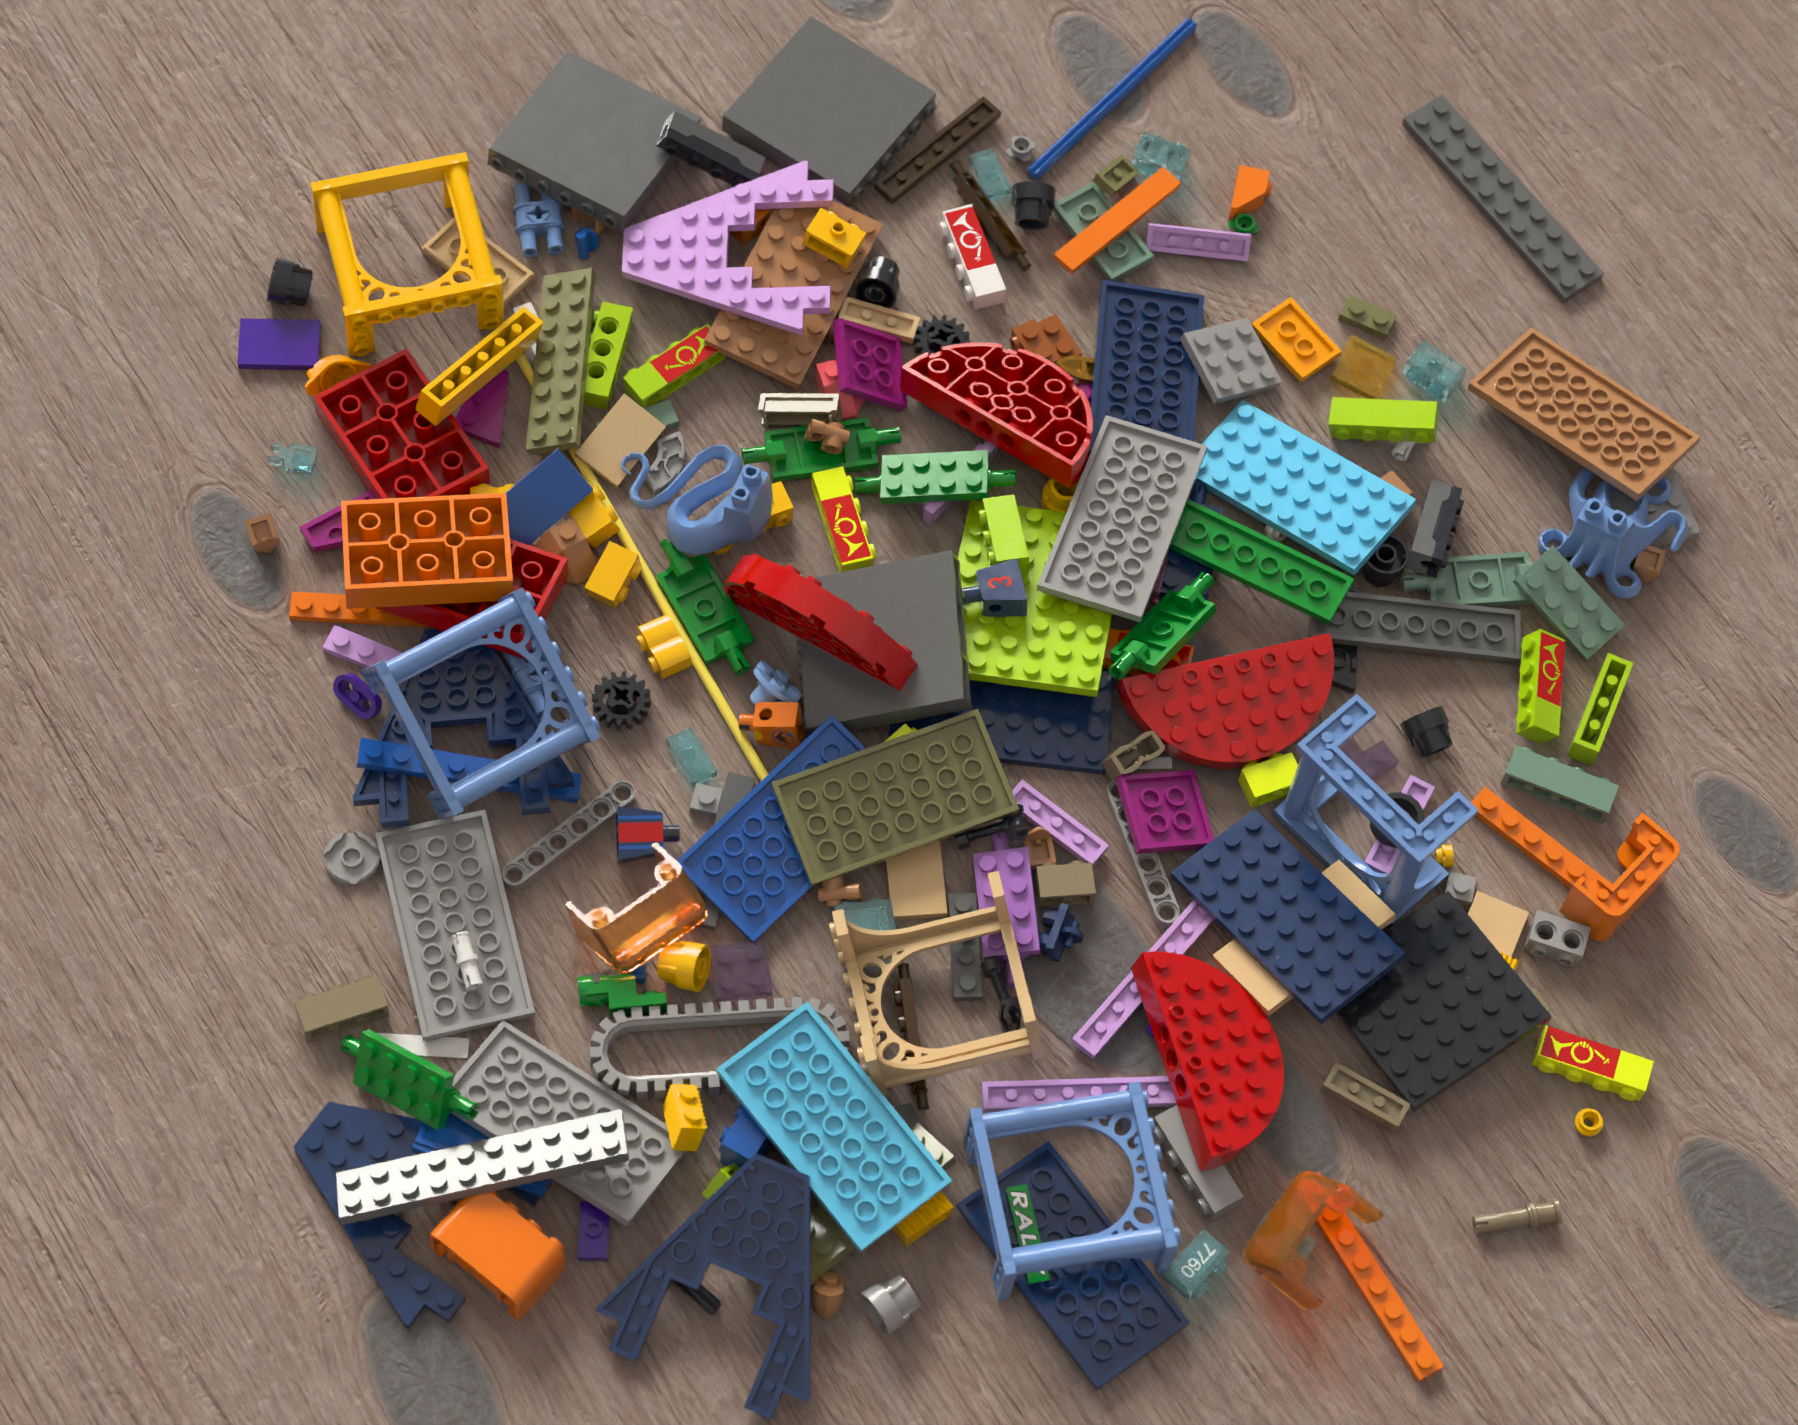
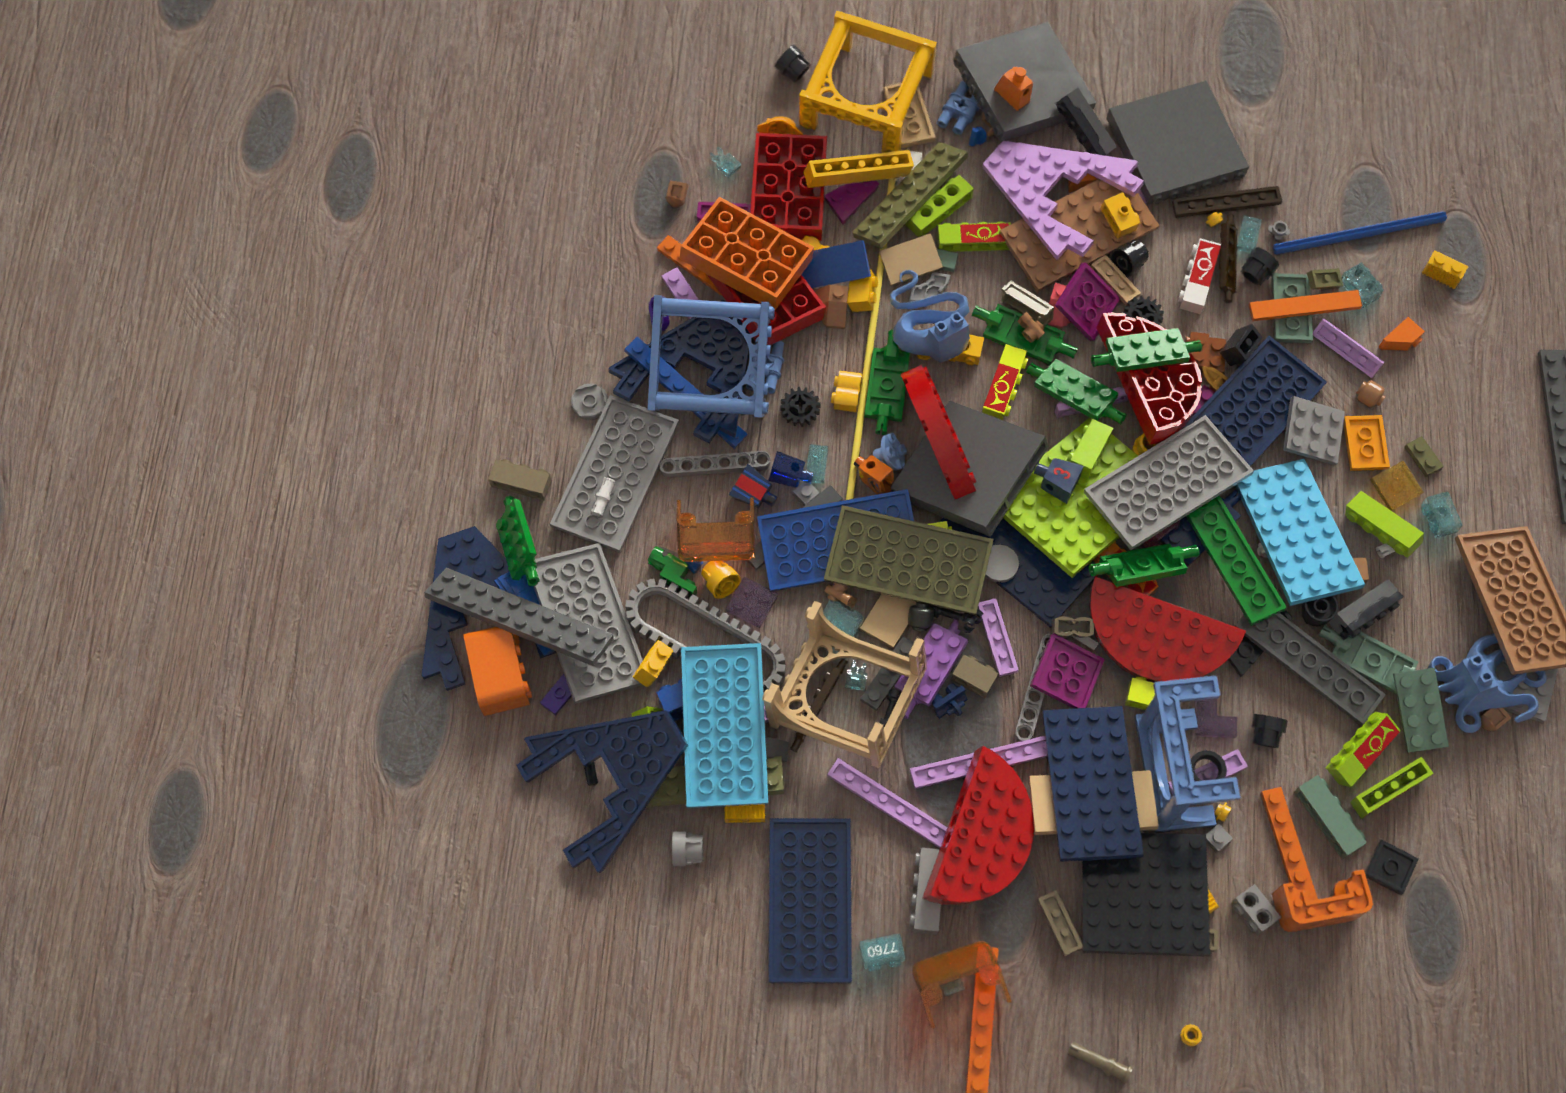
camera: 45 degrees right, 5 degrees up
(278, 344) = (765, 95): dark purple tile -> none
(439, 1047) = (543, 525): white sticker -> none
(600, 154) = (1015, 87): none -> orange torso
(613, 575) = (848, 333): yellow brick -> none
(668, 785) = (789, 471): none -> clear blue torso
(828, 1294) = (659, 818): medium nougat plate -> none
(934, 975) = (856, 677): none -> clear light blue plate
(939, 179) = (1214, 219): none -> yellow plate
(954, 856) = (920, 616): none -> pearl dark grey head
(987, 380) = (1146, 350): none -> plate
(1005, 733) = (1002, 564): none -> light grey tile
(1025, 1224) = (796, 864): sticker -> none
(1040, 847) = (976, 645): medium nougat plate -> none
(1080, 310) = (1241, 345): none -> black brick
(1151, 1241) = (856, 918): medium blue arch -> none
(1238, 86) = (1444, 269): none -> yellow brick
(1244, 220) = (1389, 352): green plate -> none
(1260, 280) = (1370, 394): none -> medium nougat head
(1498, 921) = (1224, 875): tan tile -> none
(1592, 1063) = (1220, 1001): neon yellow brick -> none
(1660, 795) = (1391, 867): none -> black plate

